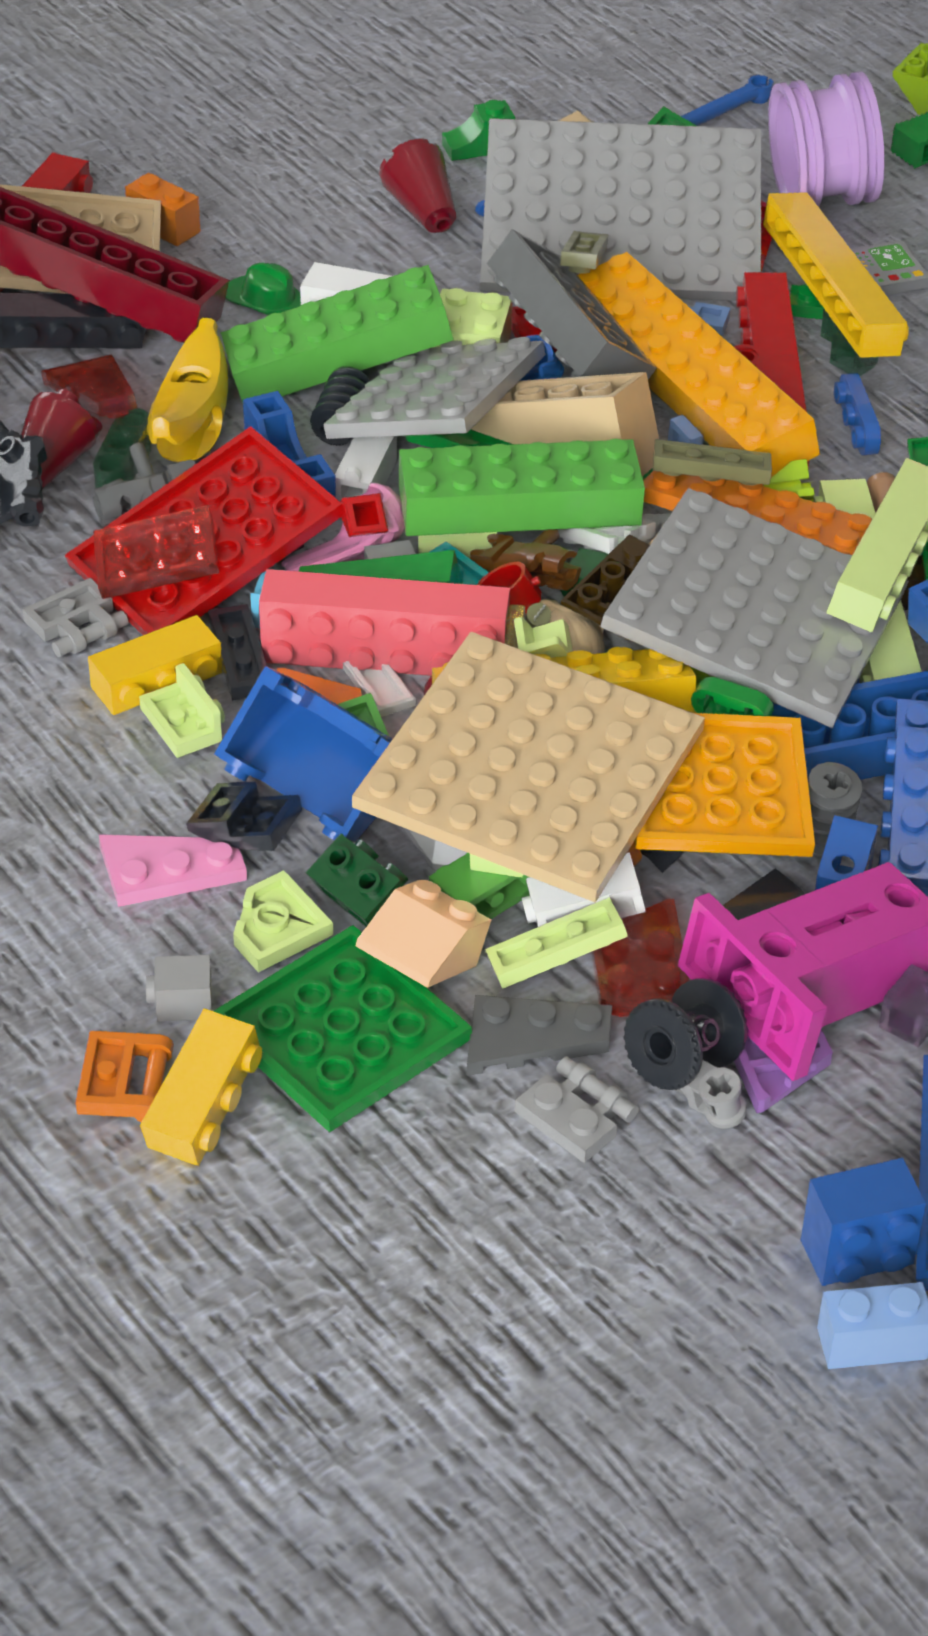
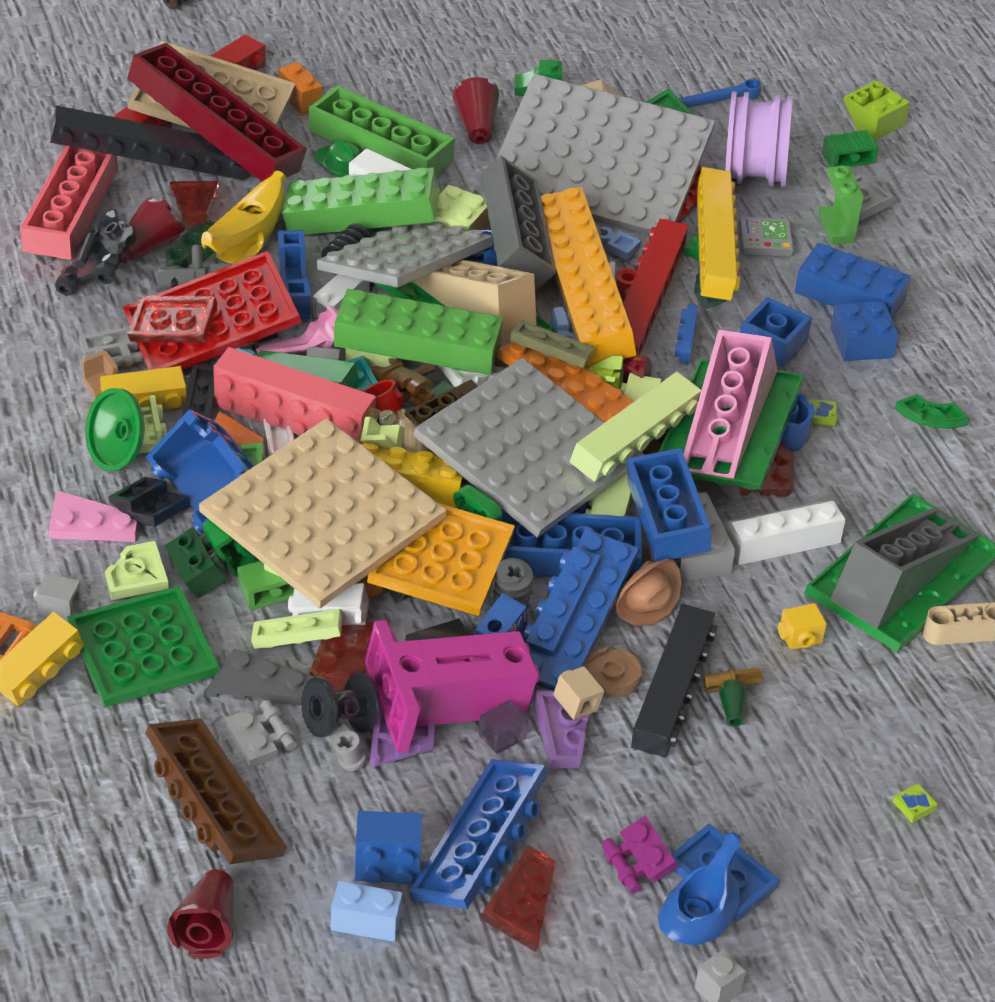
camera: 15 degrees right, 0 degrees up
(71, 652) = (95, 366): none -> medium nougat panel
(137, 727) = (114, 429): none -> green dish
(259, 230) = (384, 131): none -> bright green brick
(364, 515) = (311, 326): red slope -> none
(401, 847) = (227, 548): none -> green brick
(426, 933) = (217, 602): light nougat slope -> none
(560, 1214) = (212, 792): none -> reddish brown plate
(583, 251) = (551, 179): olive plate -> none
(653, 1402) = (205, 917): none -> dark red cone
(827, 468) = (638, 366): none -> dark red slope

